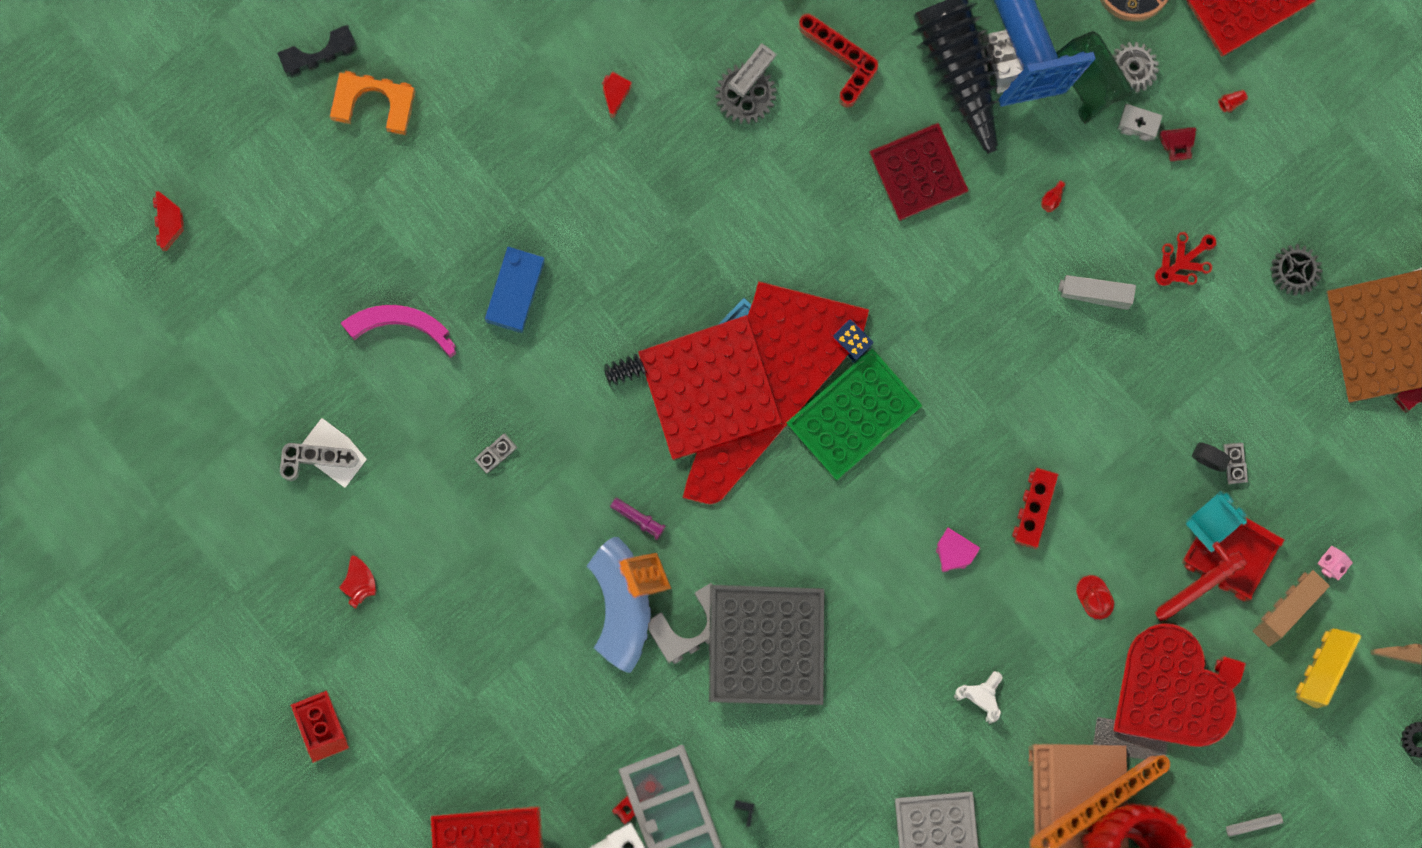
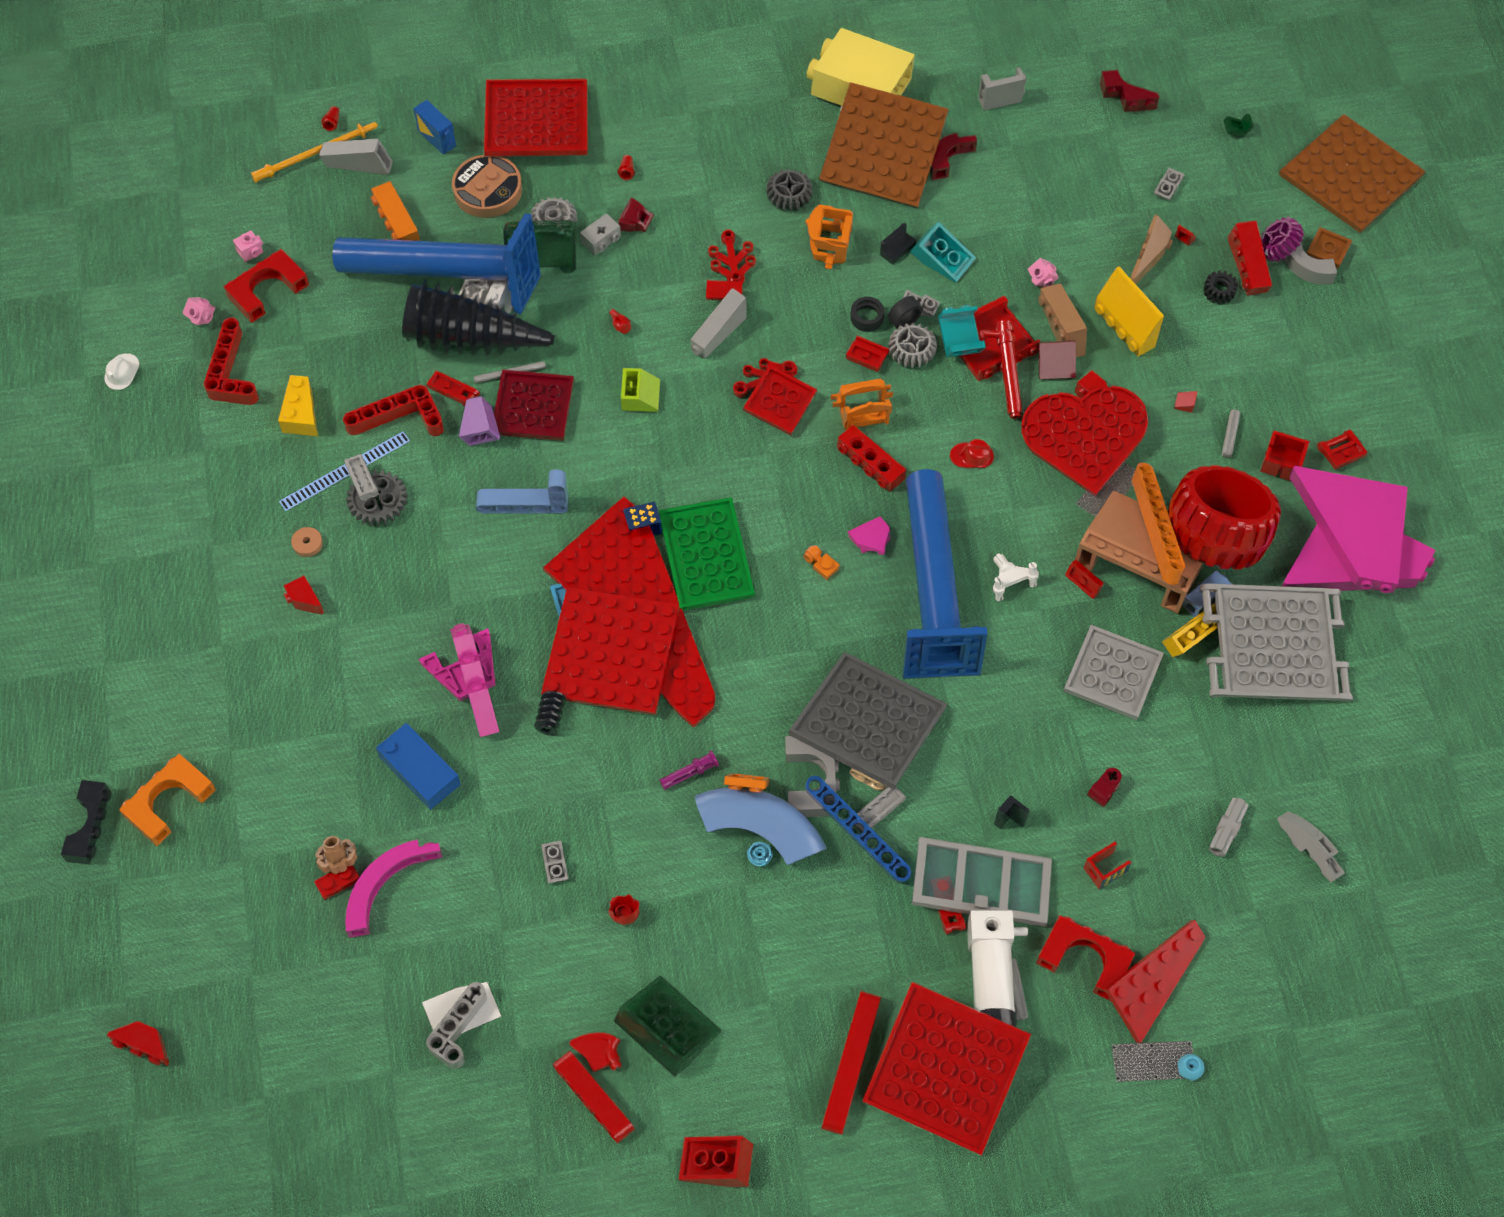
camera: 55 degrees left, 20 degrees down
(317, 600) = (593, 1097): none -> red beam
(382, 286) = (334, 883): none -> red plate
(400, 272) = (335, 855): none -> medium nougat plant
(407, 625) = (666, 1025): none -> clear green slope
(458, 790) = (851, 1063): none -> red beam
(484, 534) = (624, 909): none -> red hair
(591, 614) = (762, 848): none -> medium azure plate
(617, 285) = (474, 679): none -> dark pink arch
(623, 280) = (452, 677): none -> dark pink wing
(651, 697) = (860, 839): none -> blue beam
(666, 68) = (306, 534): none -> nougat piece
(688, 695) = (880, 807): none -> light grey plate
(752, 43) = (342, 472): none -> light blue sticker
(831, 248) = (527, 500): none -> medium blue beam
(870, 136) = (478, 422): none -> medium lavender slope
(894, 89) = (451, 387): none -> red plate
(902, 525) = (823, 565): none -> orange plate
(936, 631) = (942, 644): none -> blue piece
(947, 133) = (497, 374): none -> light grey bar
(986, 260) = (639, 390): none -> lime slope
(1016, 763) = (1084, 579): none -> red plate
(1049, 392) = (780, 400): none -> red plate
(1070, 366) = (740, 385): none -> red plant
(1081, 477) = (868, 413): none -> orange animal
(1139, 274) = (719, 289): none -> red panel
(1149, 444) = (867, 353): none -> red plate
(1170, 493) = (916, 340): none -> light grey gear
(1194, 406) = (867, 325): none -> black tyre
(1240, 625) = (1057, 359): none -> tile
(1254, 322) = (840, 245): none -> orange animal
(1267, 766) = (1185, 401): none -> slope
(1291, 407) = (896, 244): none -> black panel
(1305, 456) = (943, 252): none -> teal slope

